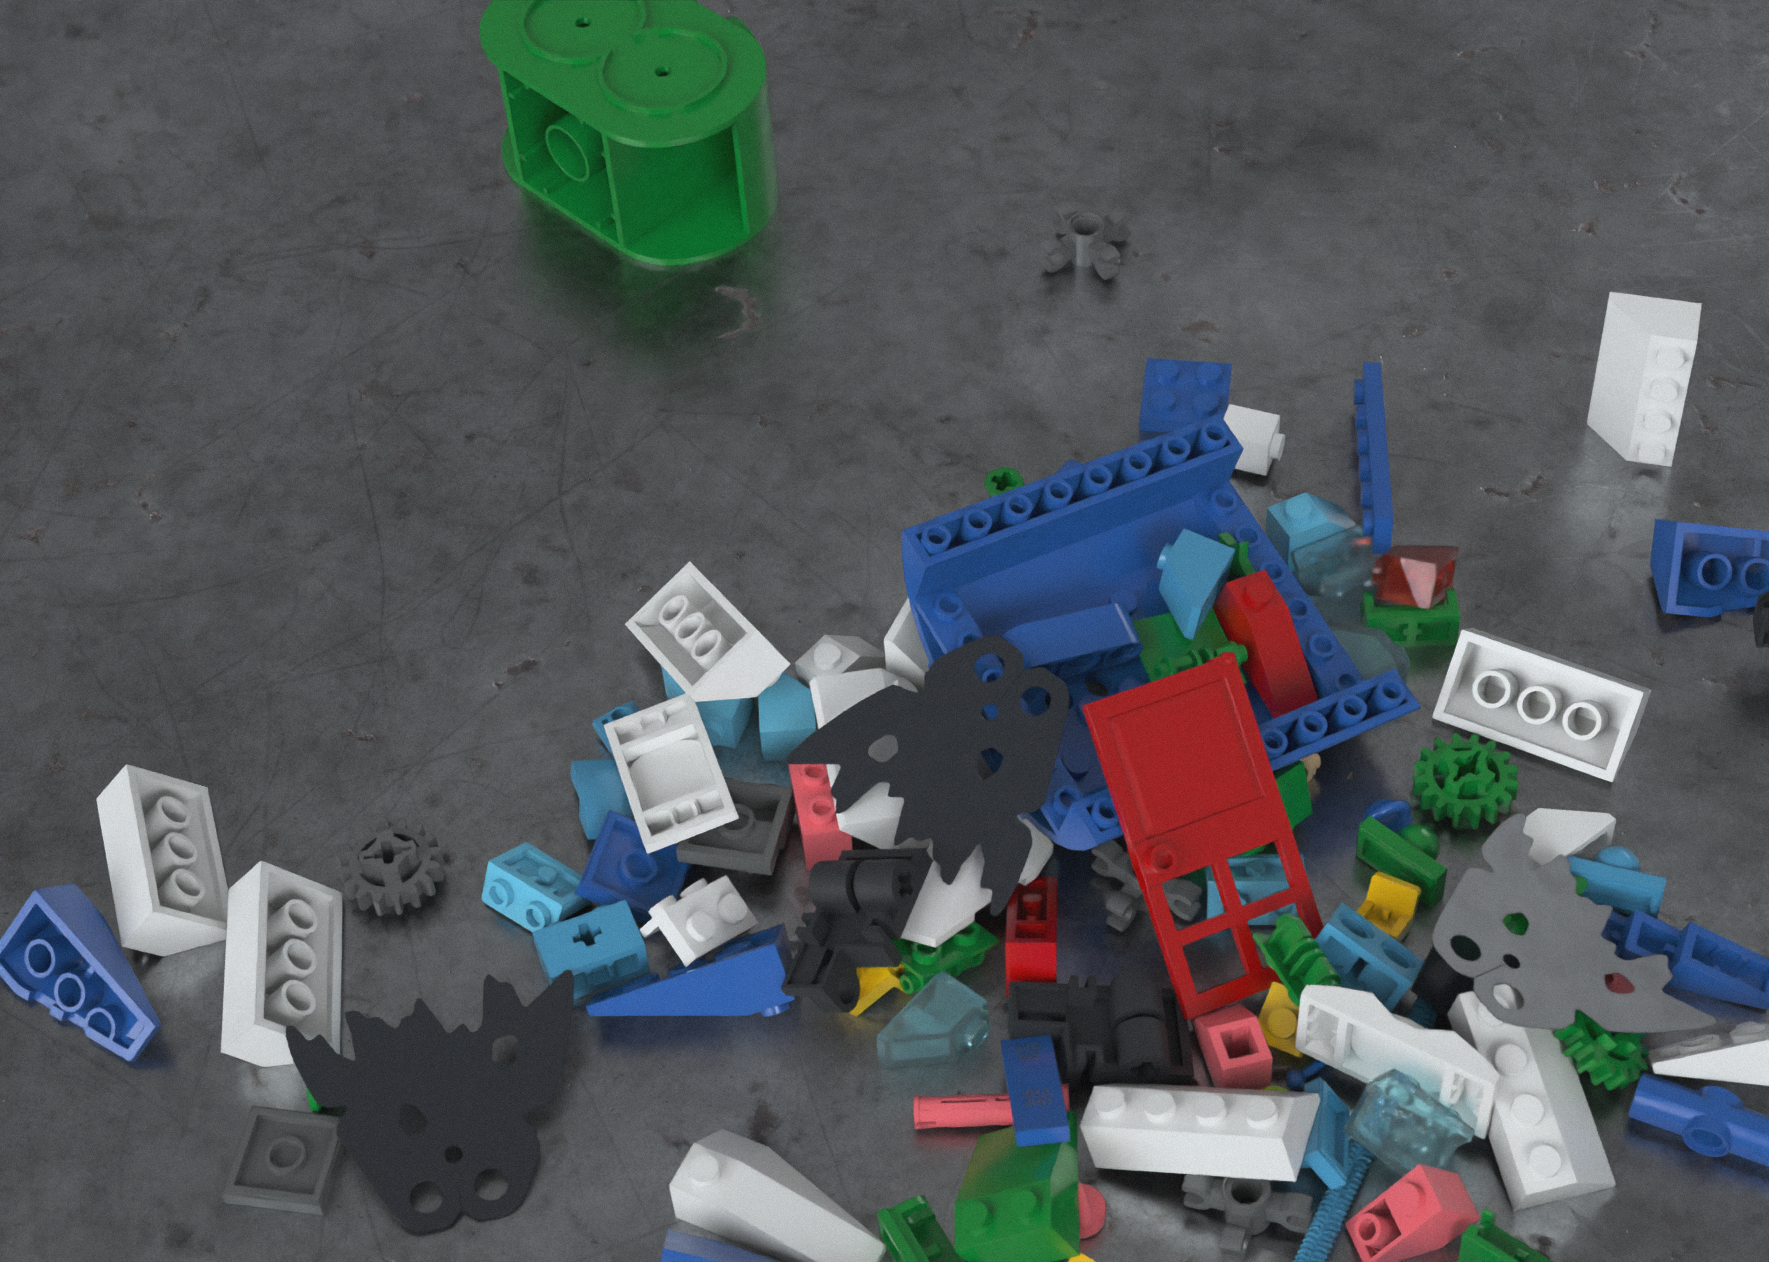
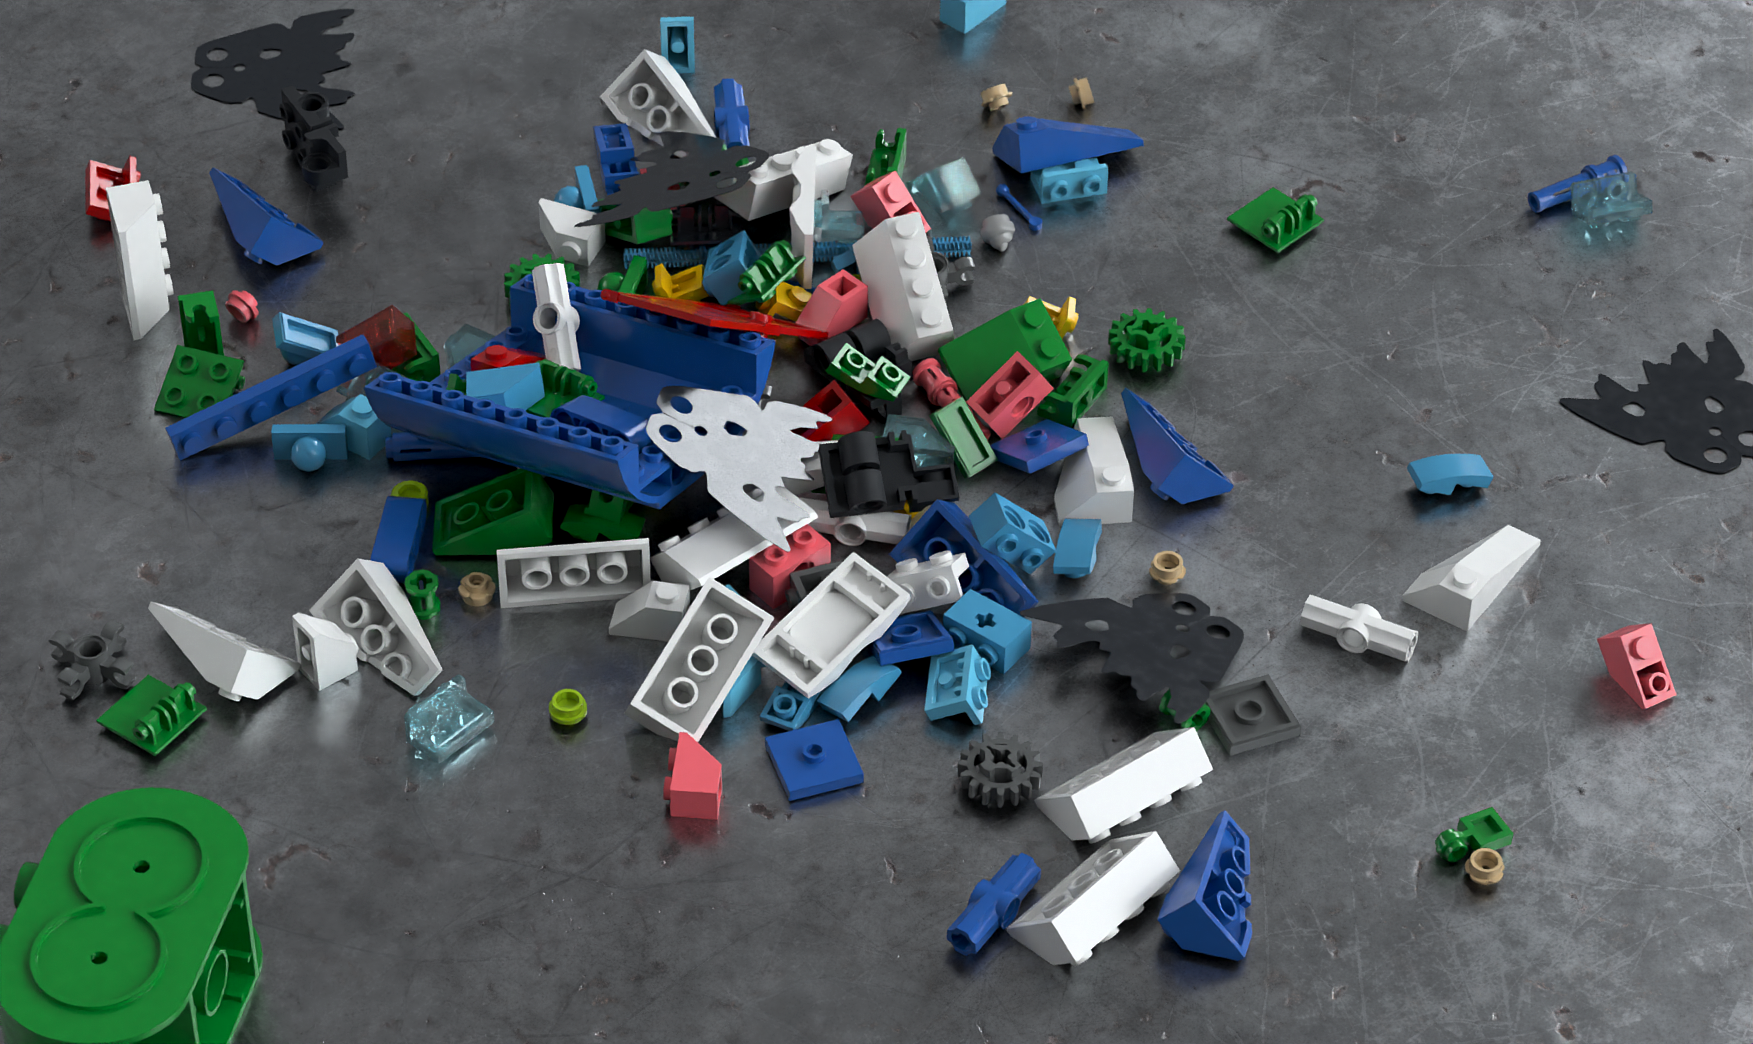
camera: 125 degrees left, 5 degrees down
(232, 779) = (993, 904): none -> blue piece
(544, 727) = (814, 760): none -> blue plate
(554, 1185) = (1167, 567): none -> tan plate
(584, 609) = (695, 781): none -> coral slope
(657, 1110) = (1077, 547): none -> dark azure slope
(707, 1030) = (1012, 533): none -> dark azure brick
(767, 557) = (567, 707): none -> lime plate
(811, 455) = (446, 720): none -> clear light blue bracket
(845, 1153) = (1039, 446): none -> blue plate
(905, 1069) = (962, 431): none -> tile
(932, 1144) = (1009, 395): none -> coral brick
(967, 382) = (323, 650): none -> white slope
(988, 265) = (153, 713): none -> green hinge
(1019, 444) = (382, 622): none -> white wedge
(1024, 332) = (225, 656): none -> white wedge
(1034, 1091) = (943, 363): blue tile -> none
(1051, 989) = (857, 371): none -> green slope
(1183, 393) = (241, 547): blue plate -> none
(1258, 436) = (285, 479): white brick -> none
(1289, 477) = (309, 444): none -> dark azure tile
(1305, 677) = (554, 301): none -> white piece
(1461, 433) = (198, 381): none -> green hinge
(1471, 519) = (301, 339): none -> dark azure tile
(1526, 436) = (200, 322): none -> green hinge
(1541, 703) = (447, 269): white slope -> none
(1579, 503) = (242, 306): none -> coral plate

